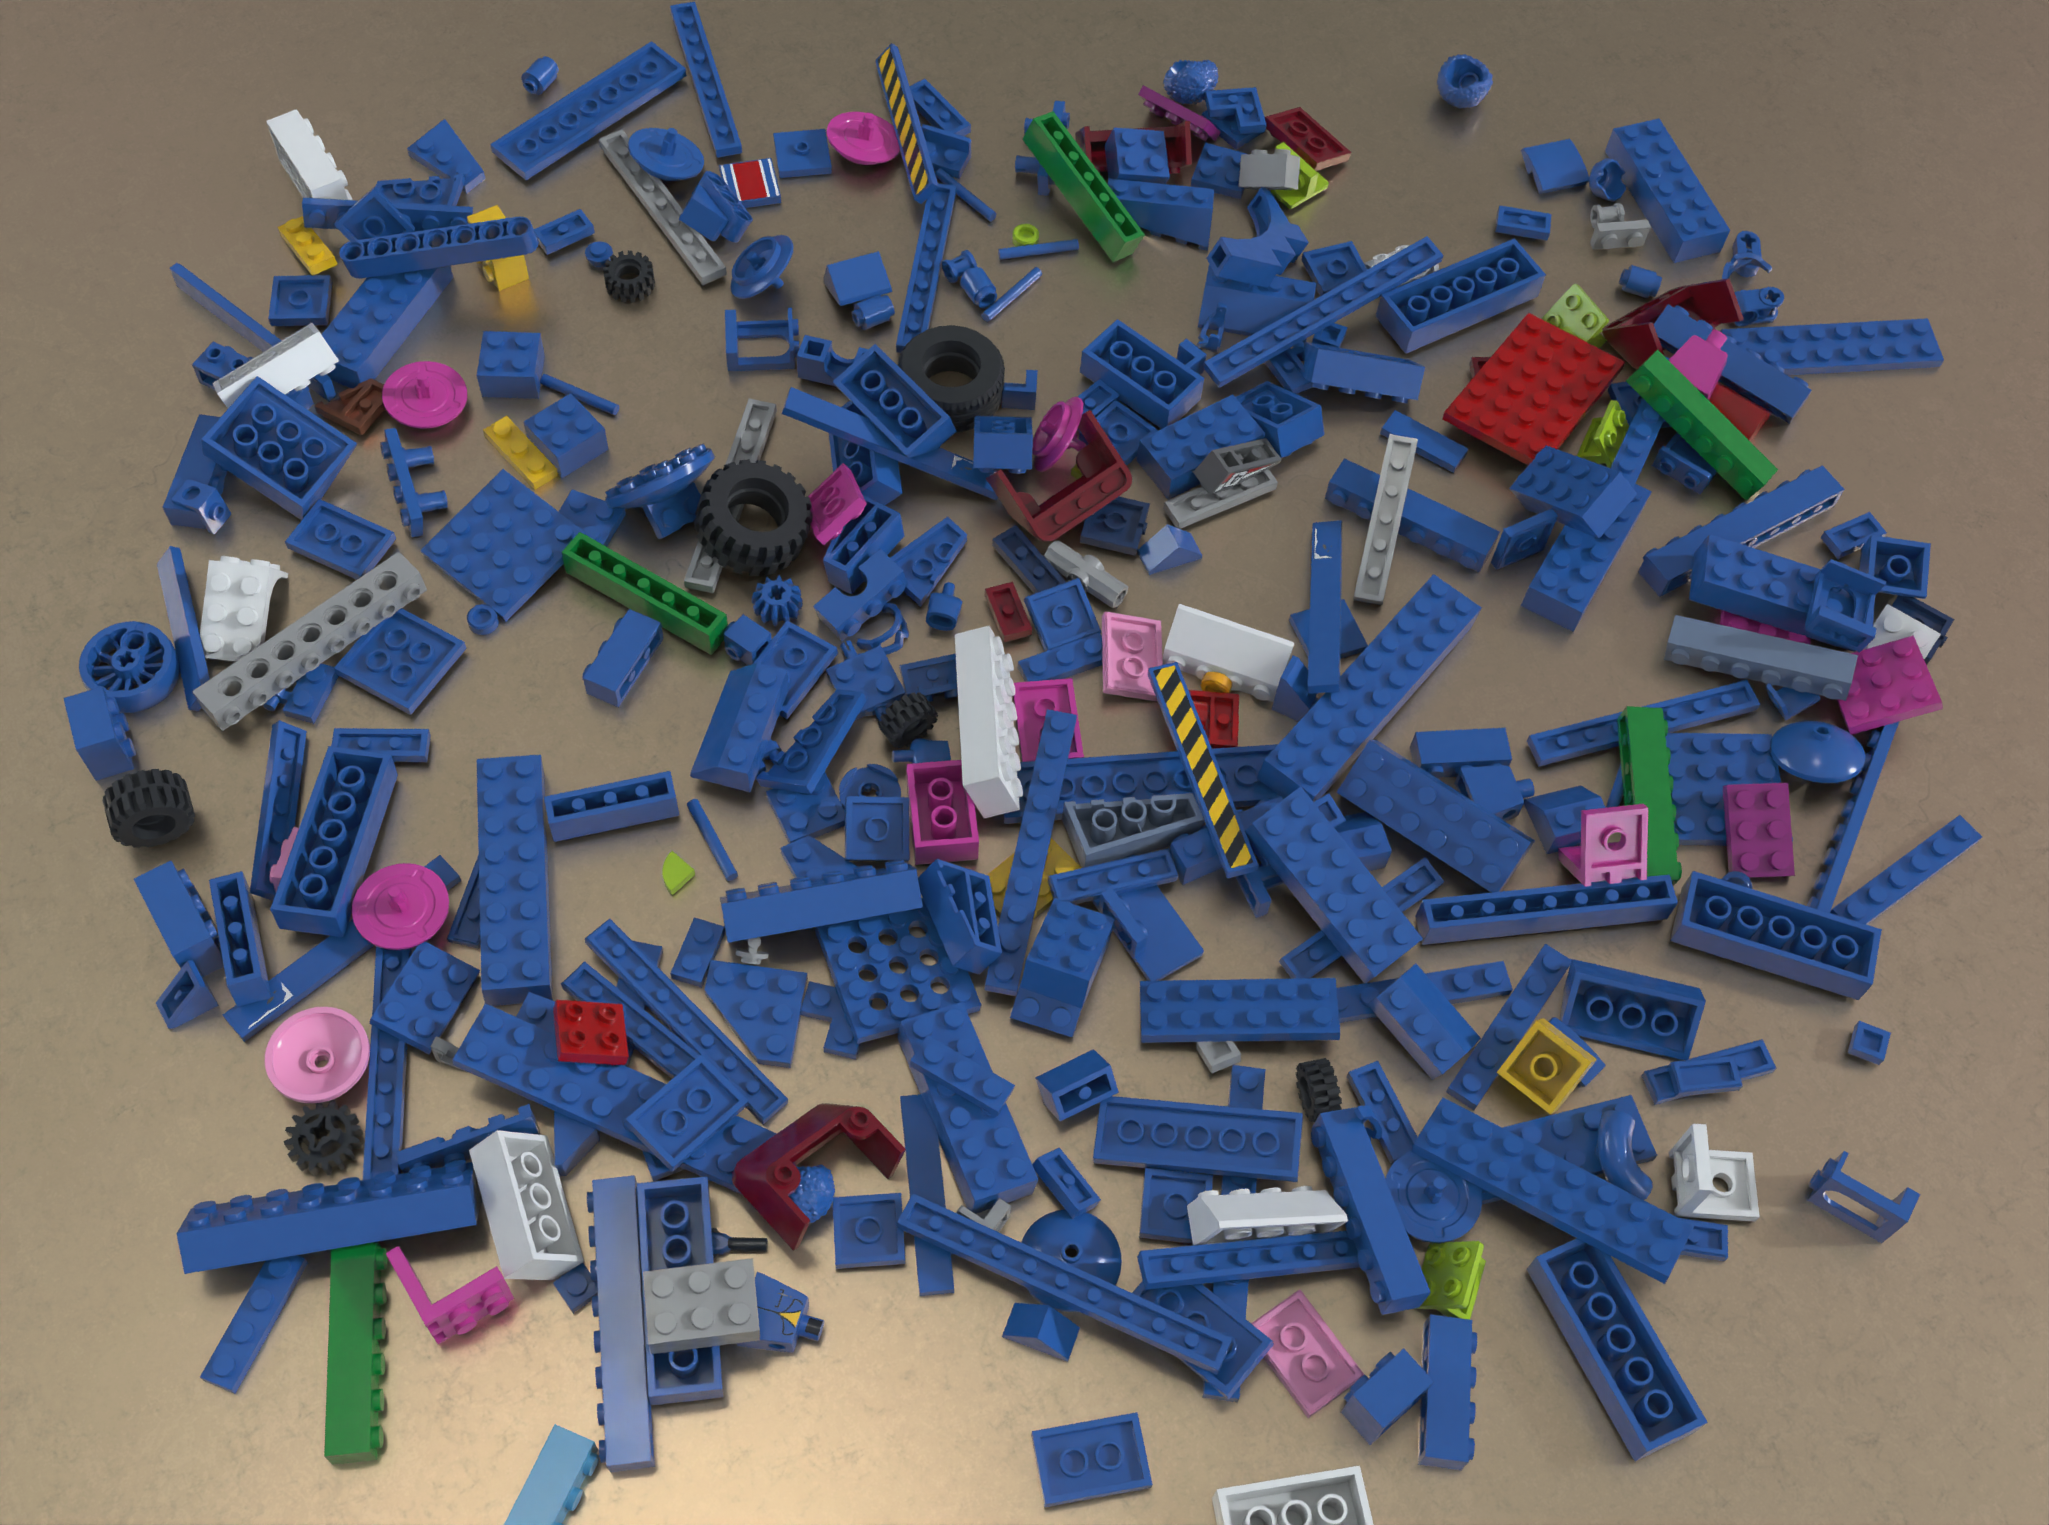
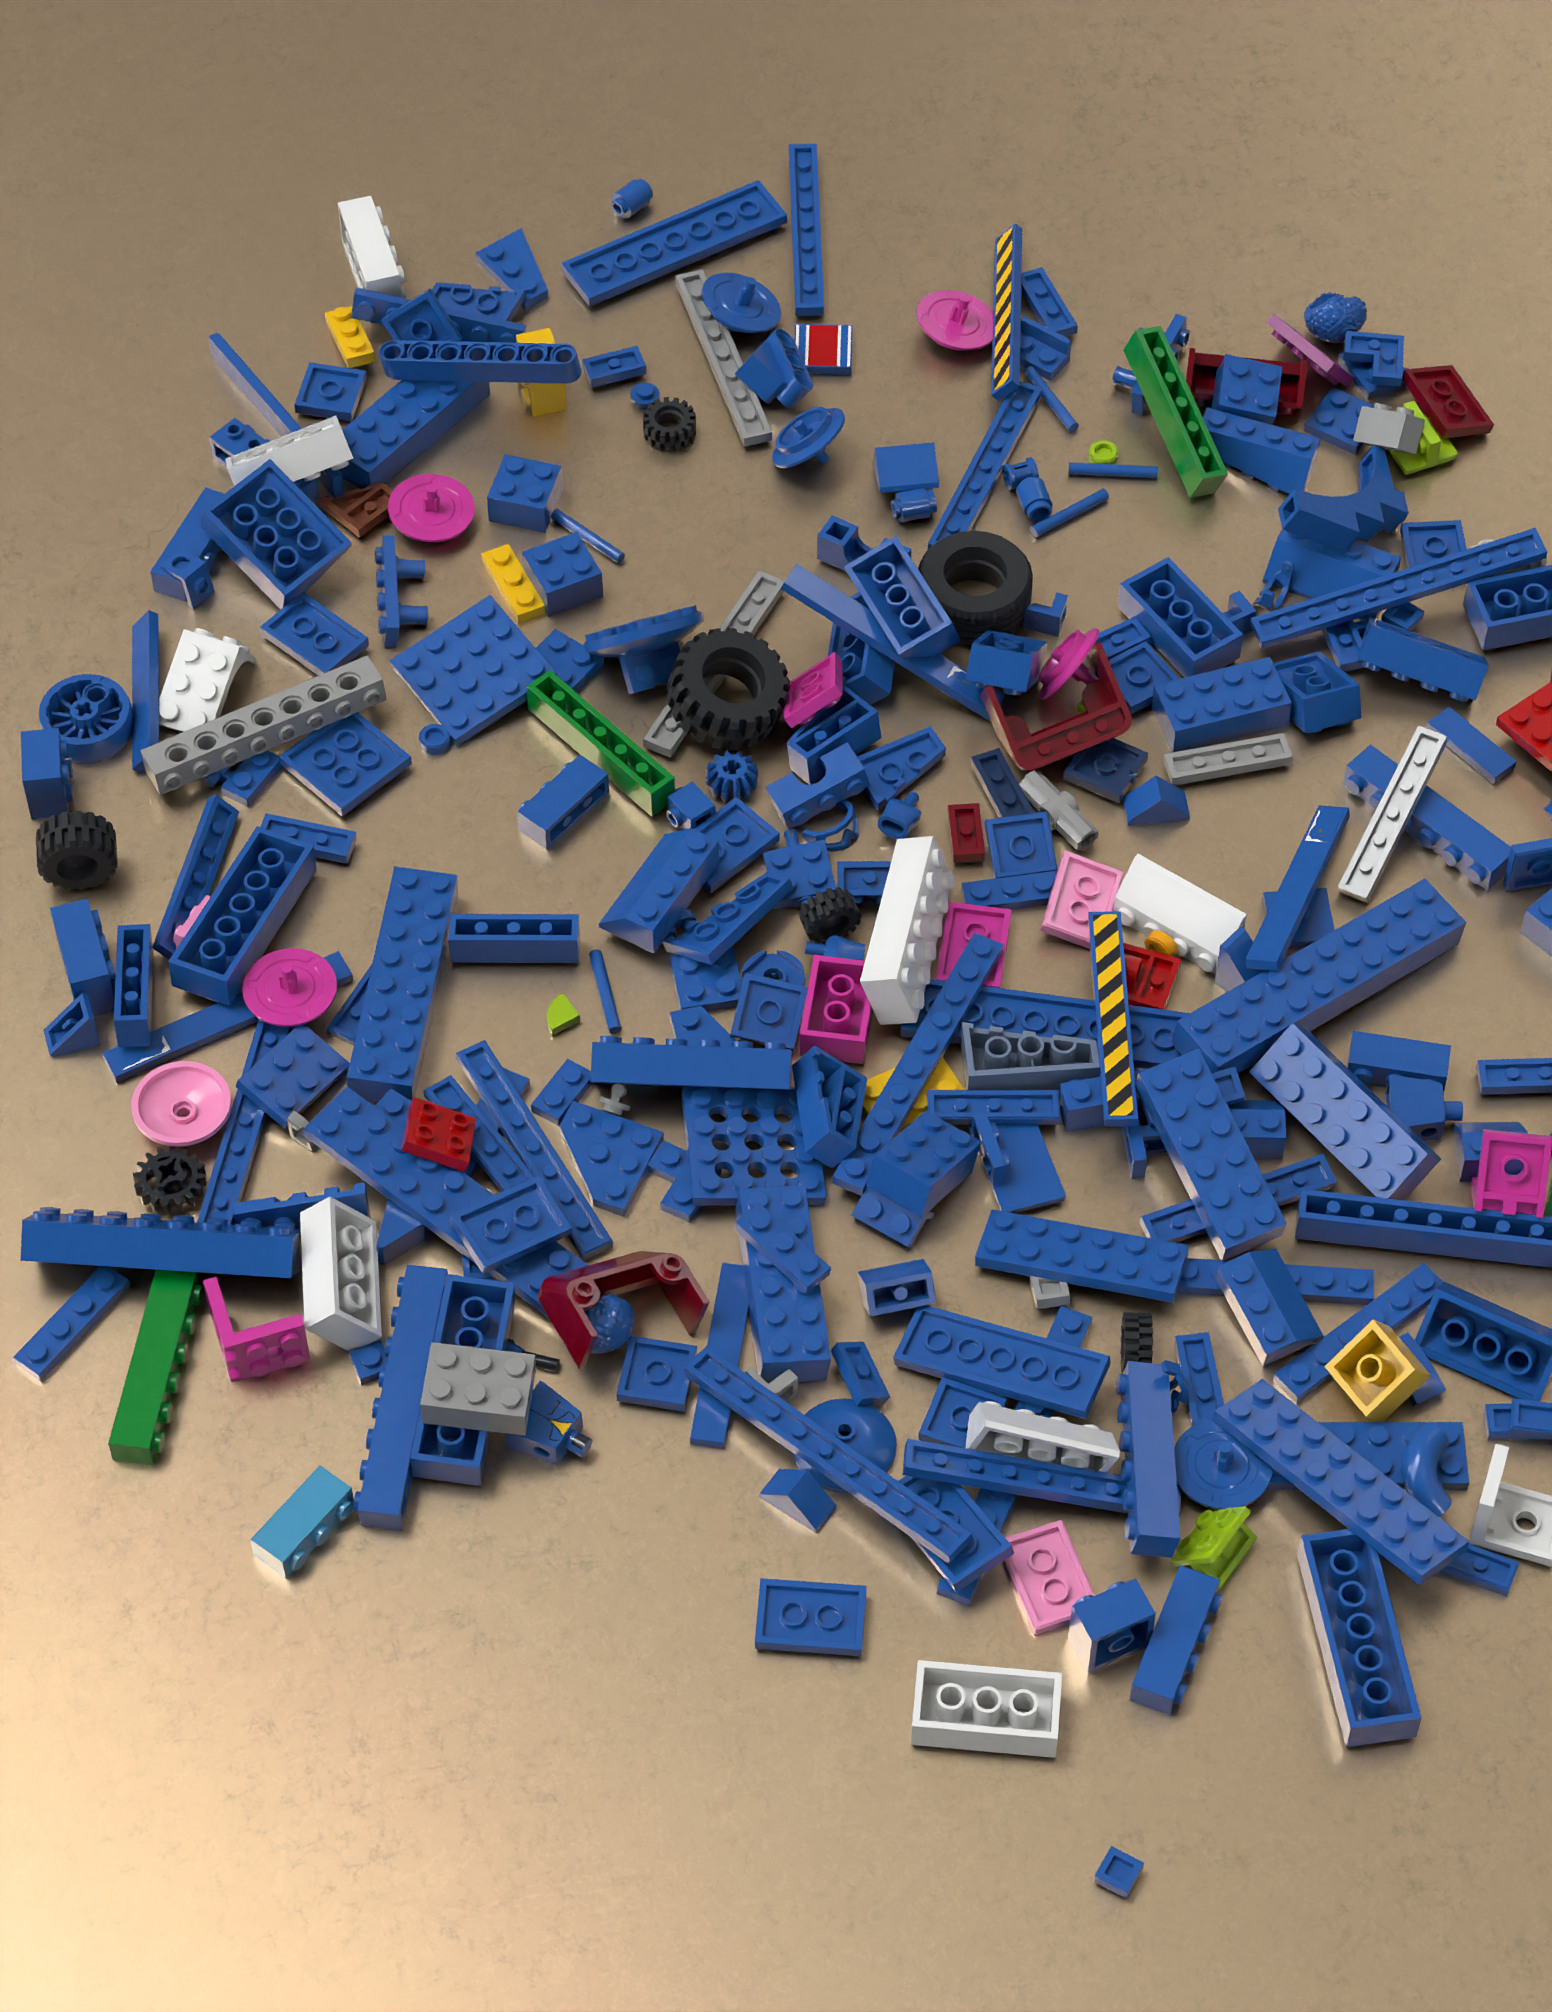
camera: 20 degrees right, 5 degrees down
(760, 329) = (765, 498): blue panel -> none
(802, 153) = (887, 326): blue plate -> none
(1235, 464) = (1246, 729): dark grey slope -> none

